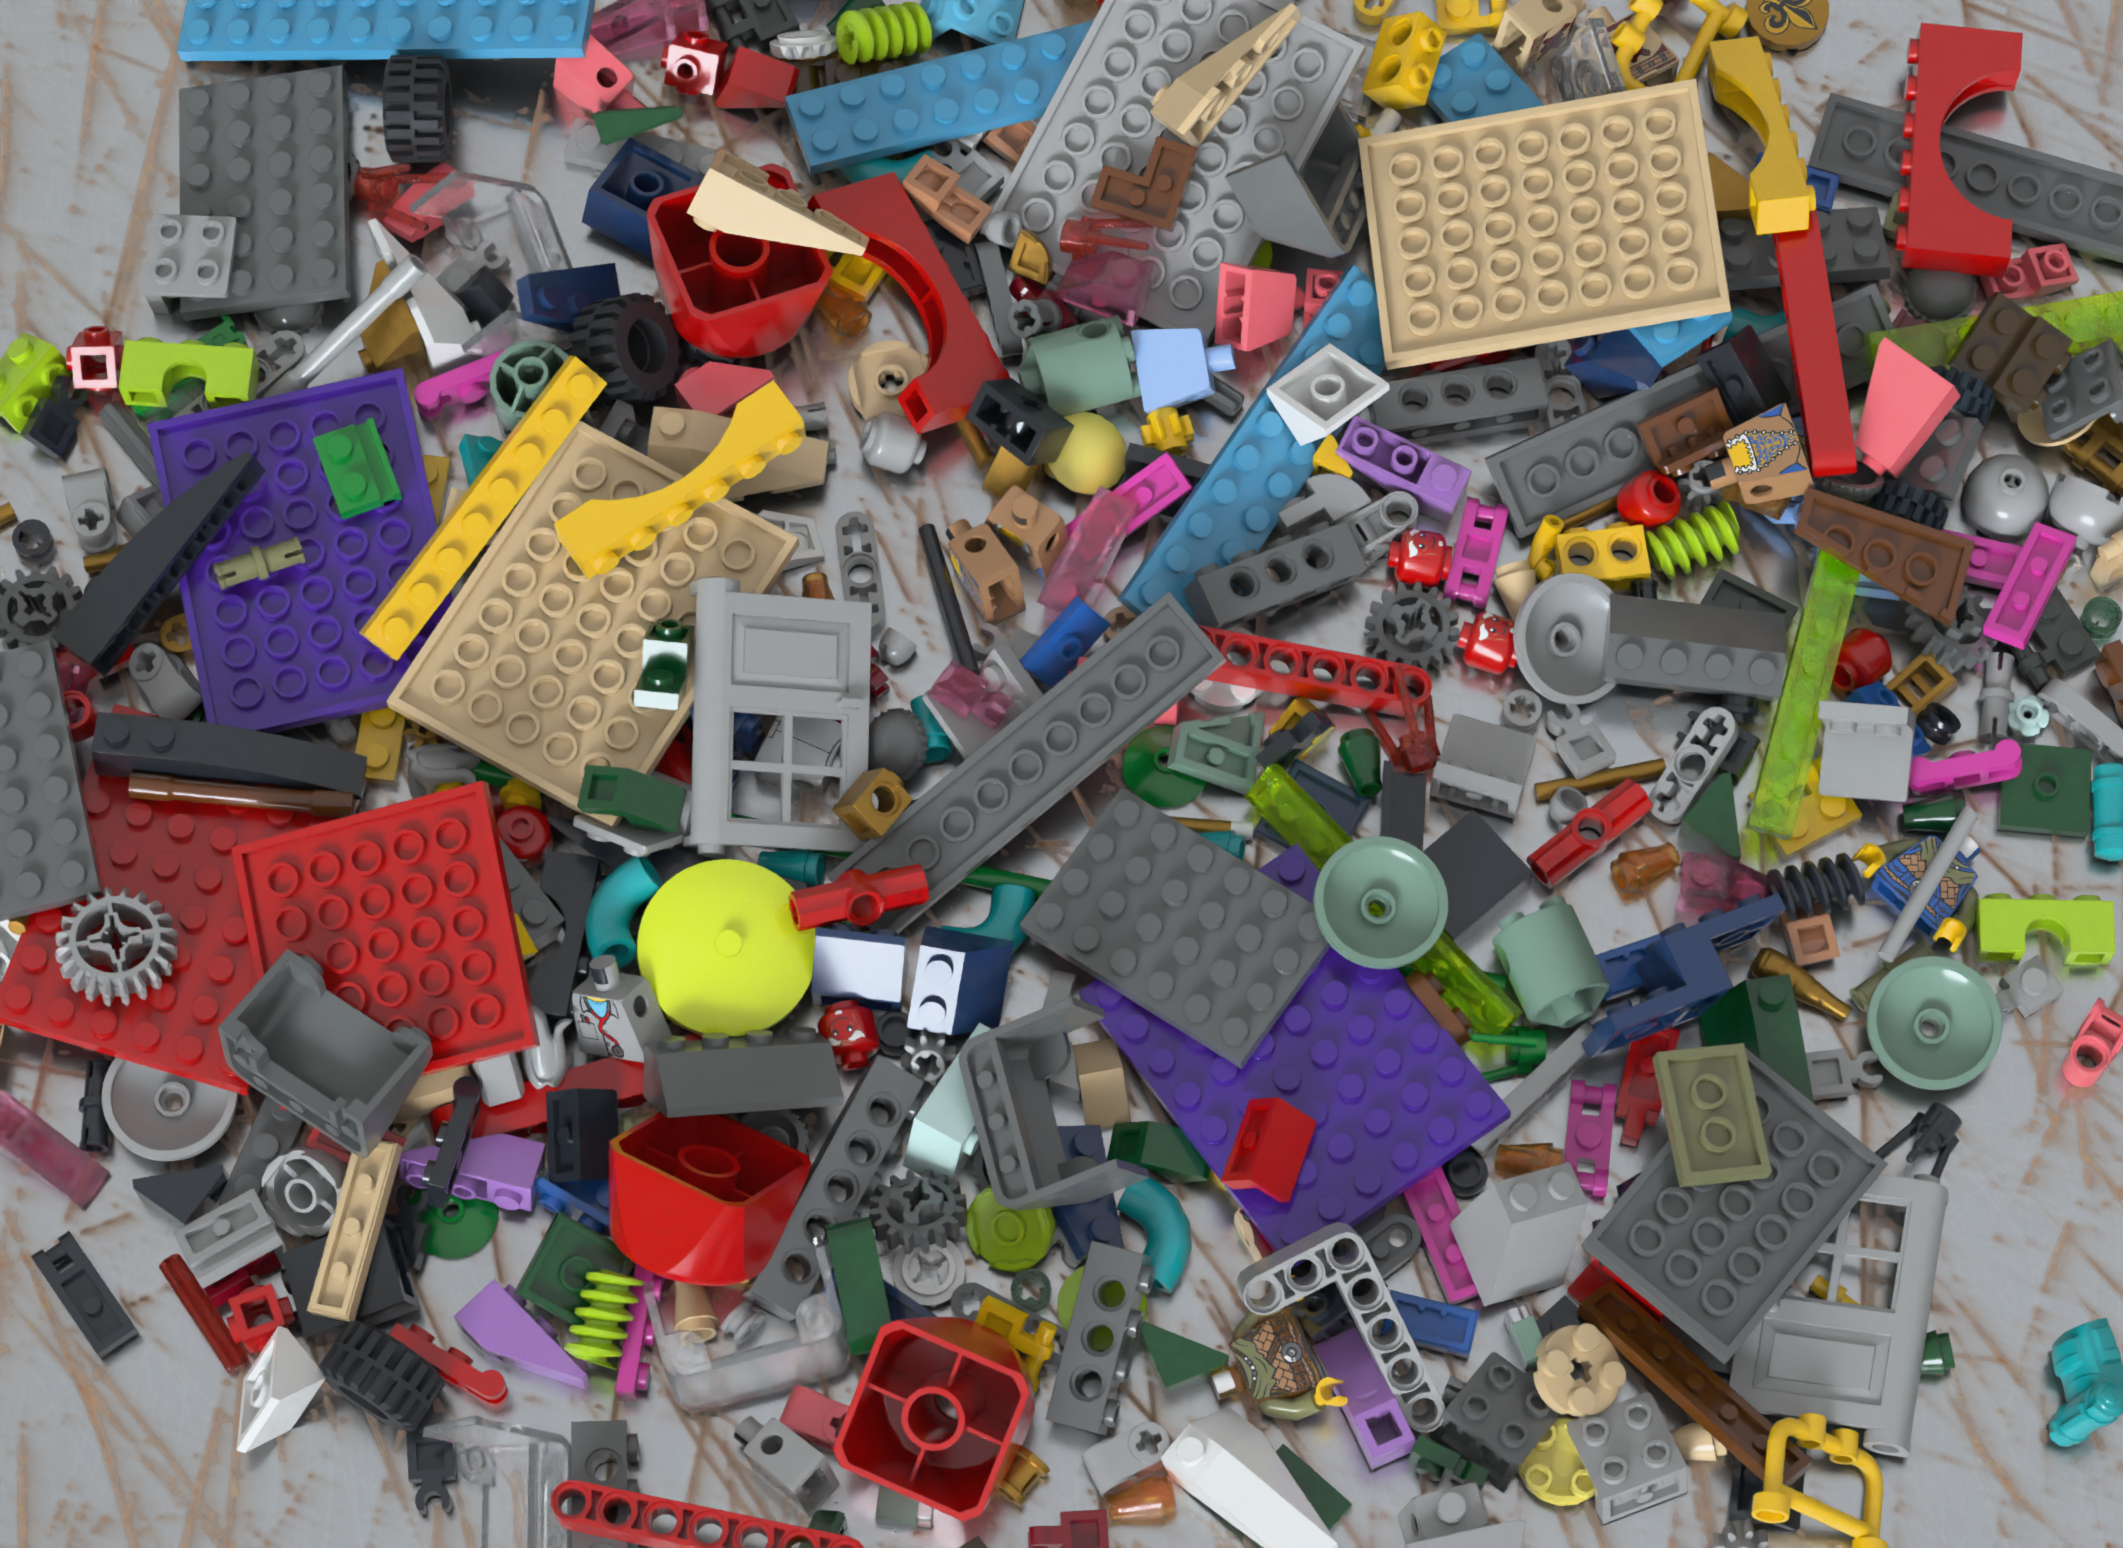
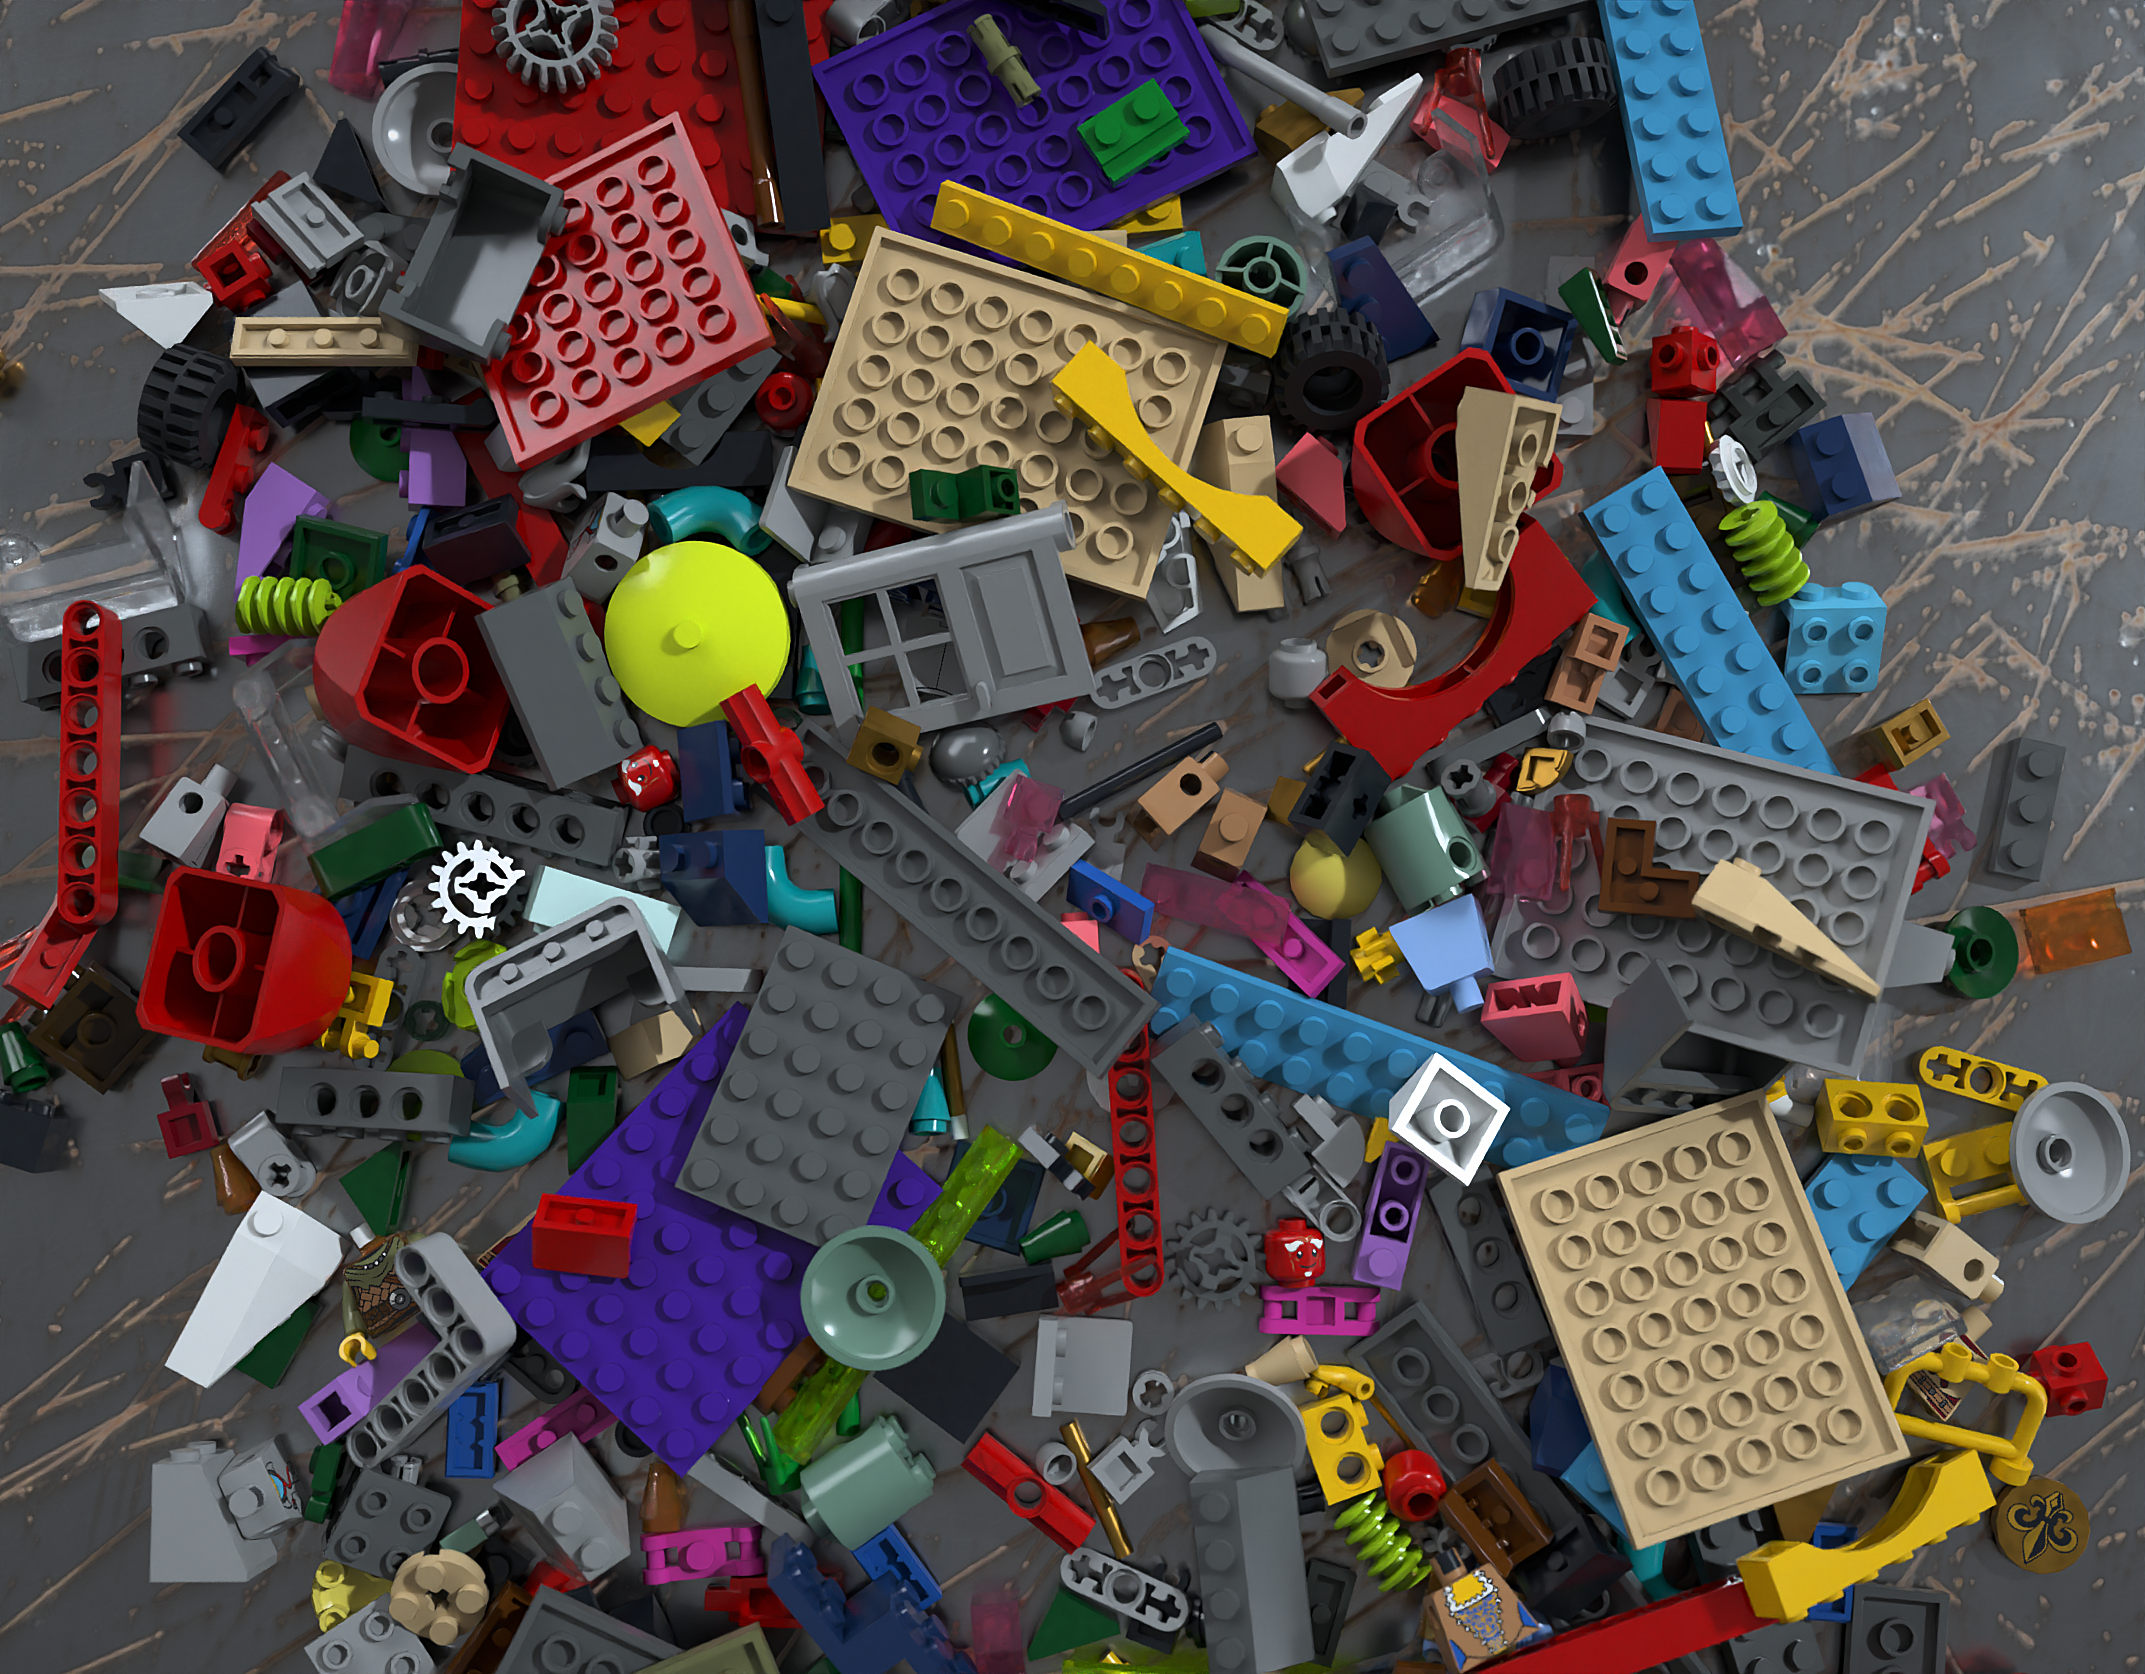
camera: 80 degrees right, 15 degrees up
(456, 386) = (1263, 218): dark pink plate -> none
(639, 797) = (816, 498): dark green slope -> none
(1219, 750) = (1035, 1086): sand green wing -> none
(1488, 643) = (1215, 1345): red head -> none
(1642, 867) = (1004, 1554): clear orange cone -> none

